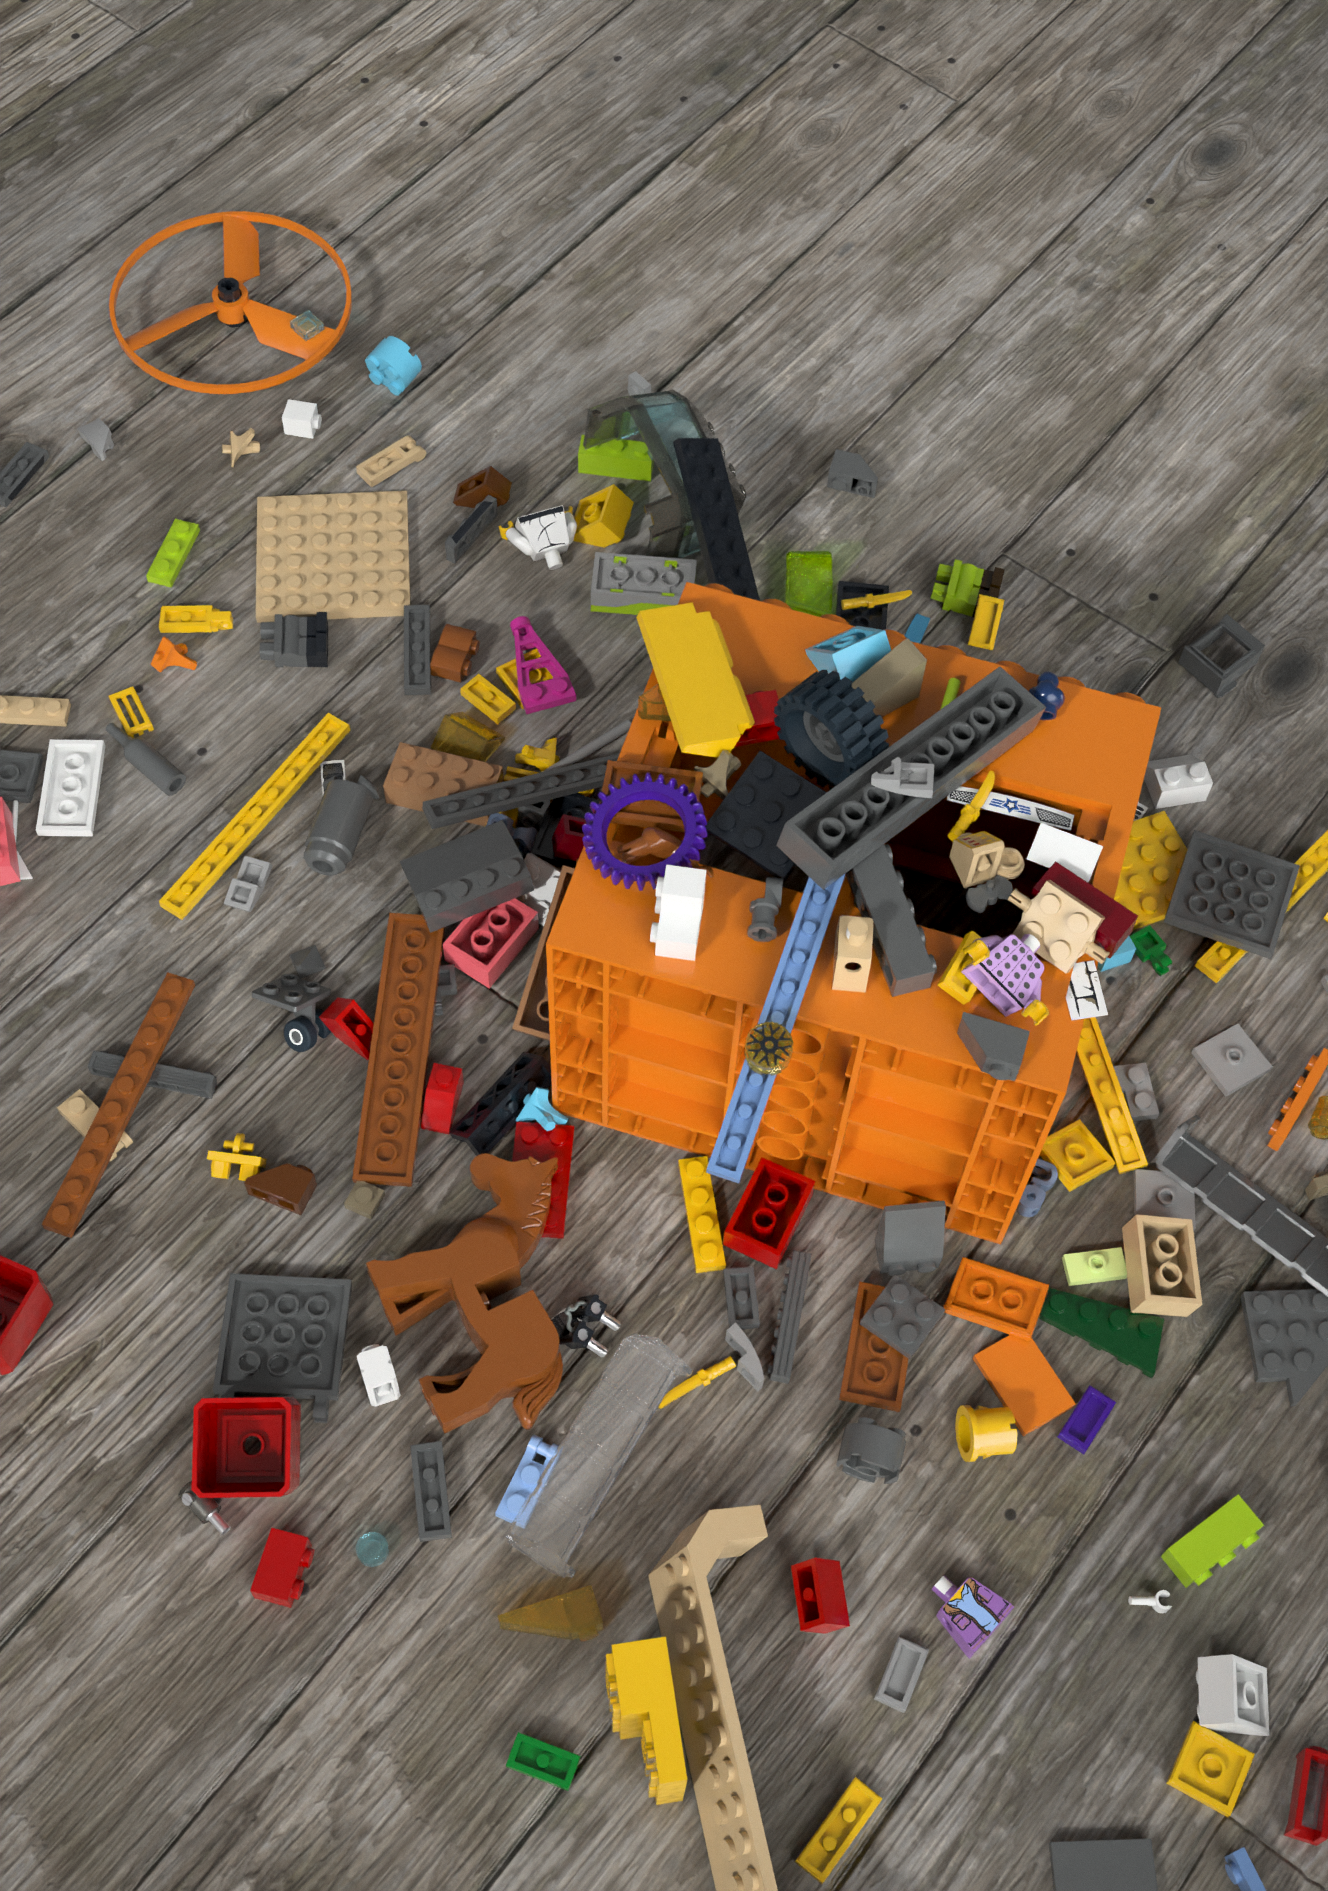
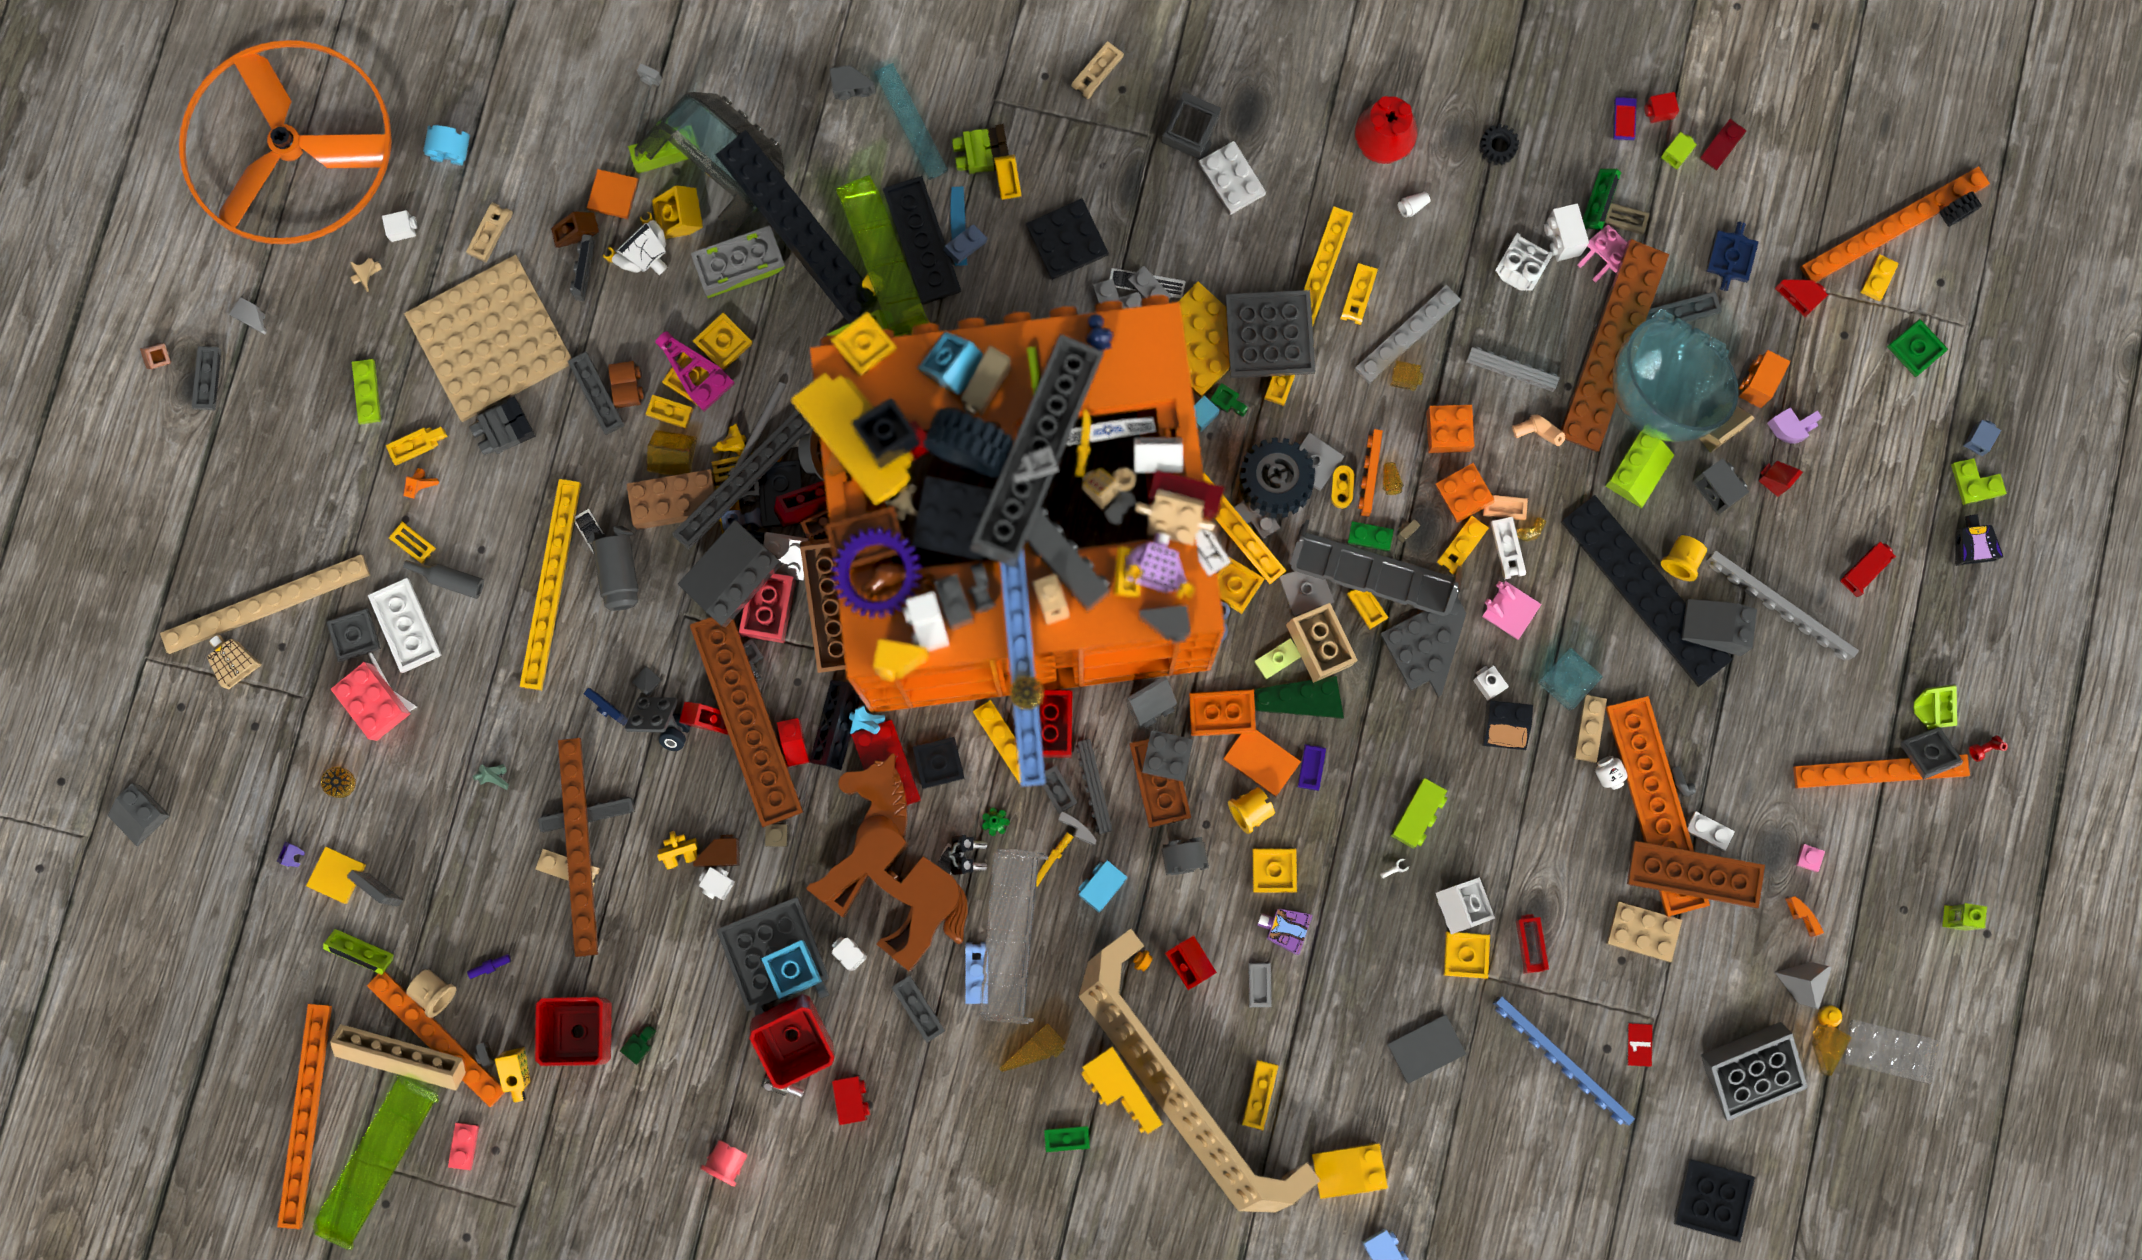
camera: 20 degrees left, 20 degrees up
(54, 1372) = (637, 1046): none -> dark green plate
(69, 981) = (491, 775): none -> sand green piece
(76, 1571) = (724, 1163): none -> coral piece
(241, 958) = (605, 707): none -> dark blue plate
(249, 884) = (574, 642): light grey slope -> none
(261, 1219) = (716, 883): none -> white brick
(295, 1358) = (791, 970): none -> medium azure brick
(307, 325) = (361, 142): clear light blue tile -> none
(372, 1549) = (899, 1061): clear light blue tile -> none
(541, 478) = (612, 194): none -> orange tile
(585, 655) = (722, 342): none -> yellow plate
(607, 1201) = (938, 763): none -> black plate
(623, 937) = (897, 659): none -> yellow slope
(644, 1304) = (995, 826): none -> green plant
(725, 908) = (954, 602): none -> dark grey brick
(734, 674) = (885, 433): none -> black brick
(746, 1439) = (1102, 886): none -> medium azure brick
(752, 600) = (863, 344): none -> yellow tile
(755, 1564) = (1142, 960): none -> light orange plate
(870, 601) = (914, 197): yellow piece -> none
(900, 534) = (911, 121): none -> clear light blue plate
(983, 1529) = (1274, 871): none -> yellow tile
(1134, 565) = (1098, 69): none -> tan plate
(1173, 1067) = (1281, 496): none -> black wheel
(1177, 781) = (1196, 249): white slope -> none
(1236, 1254) = (1367, 607): none -> yellow tile
(1247, 726) = (1232, 177): none -> white plate
(1256, 1102) = (1342, 487): none -> yellow plate
(1271, 1173) = (1370, 536): none -> green plate

